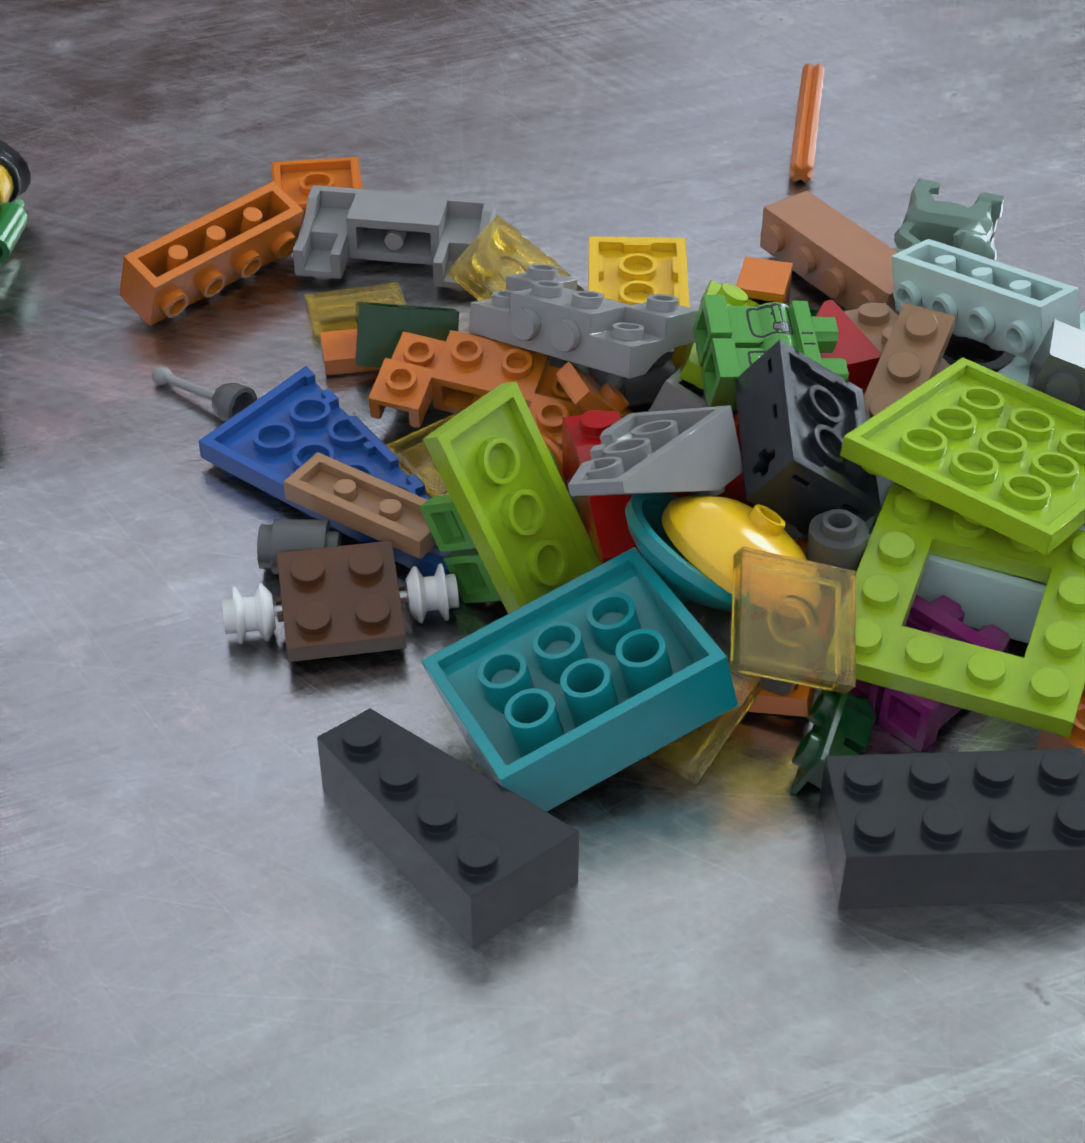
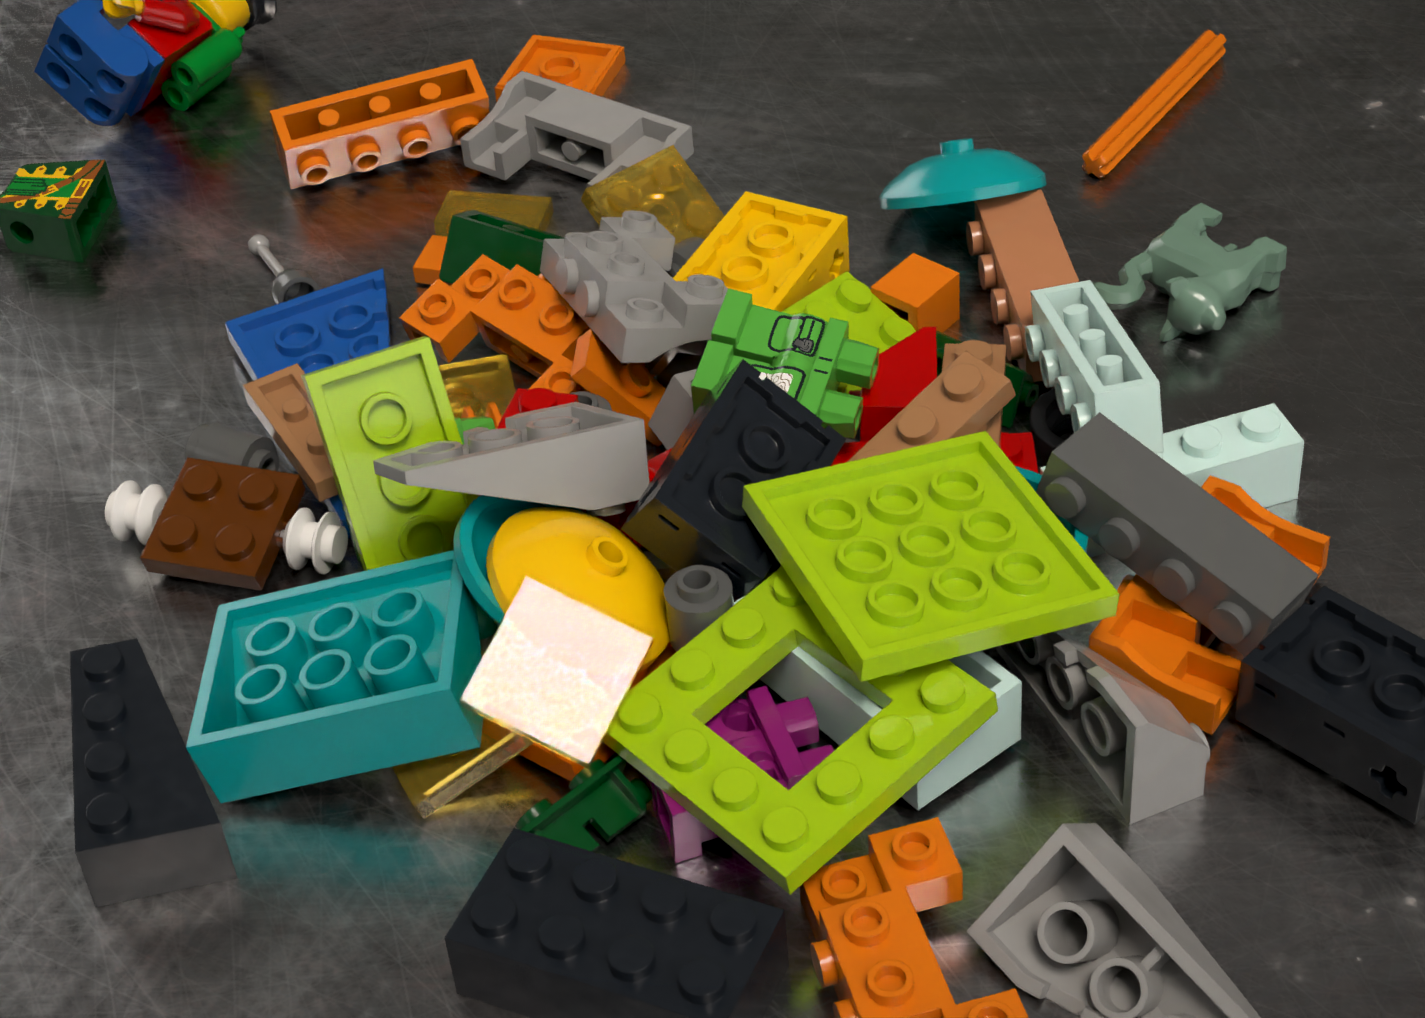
camera: 30 degrees right, 0 degrees up
(735, 195) = (961, 176): none -> teal dish

